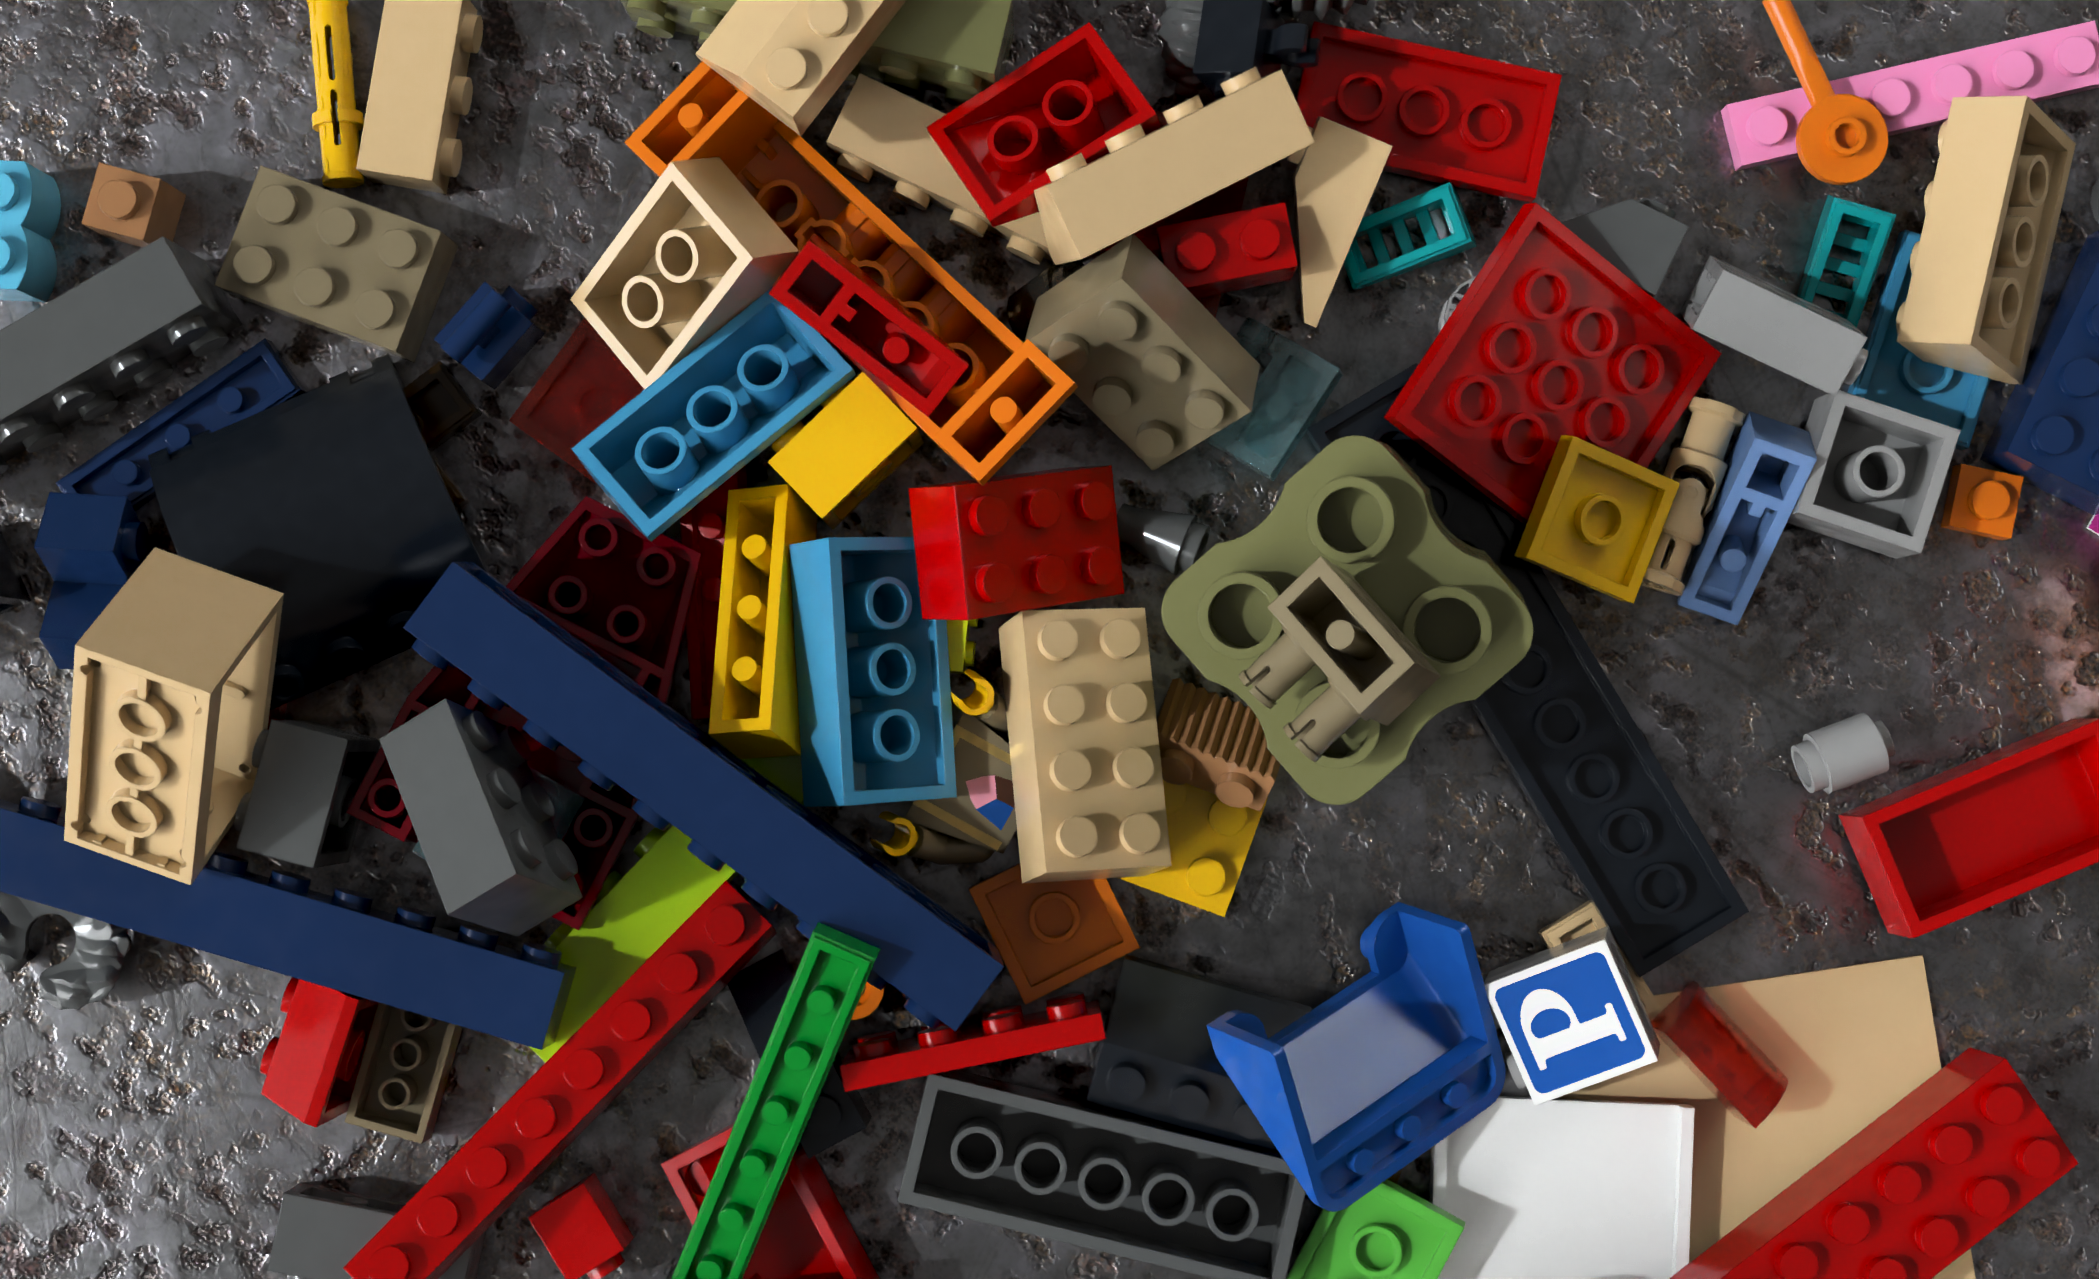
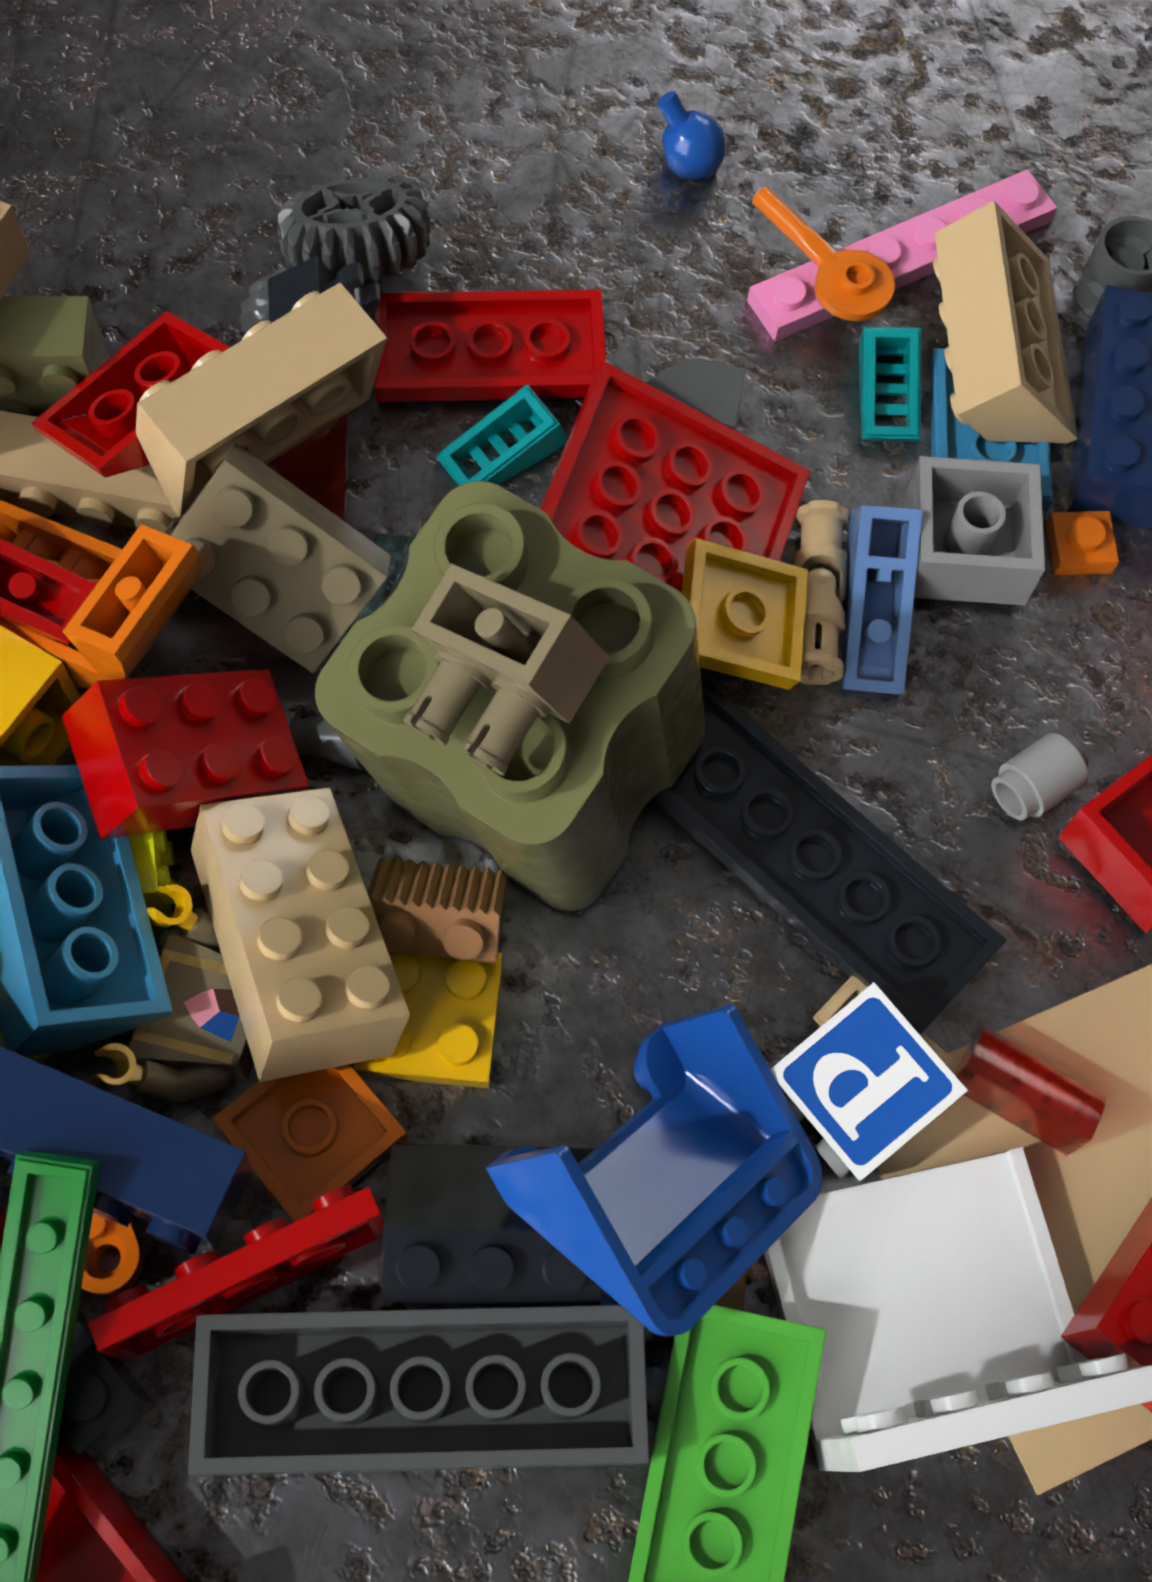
camera: 20 degrees left, 20 degrees down
(1227, 250) = (343, 463): red hinge -> none
(1330, 199) = (422, 404): tan slope -> none
(1775, 327) = (849, 423): light grey brick -> none

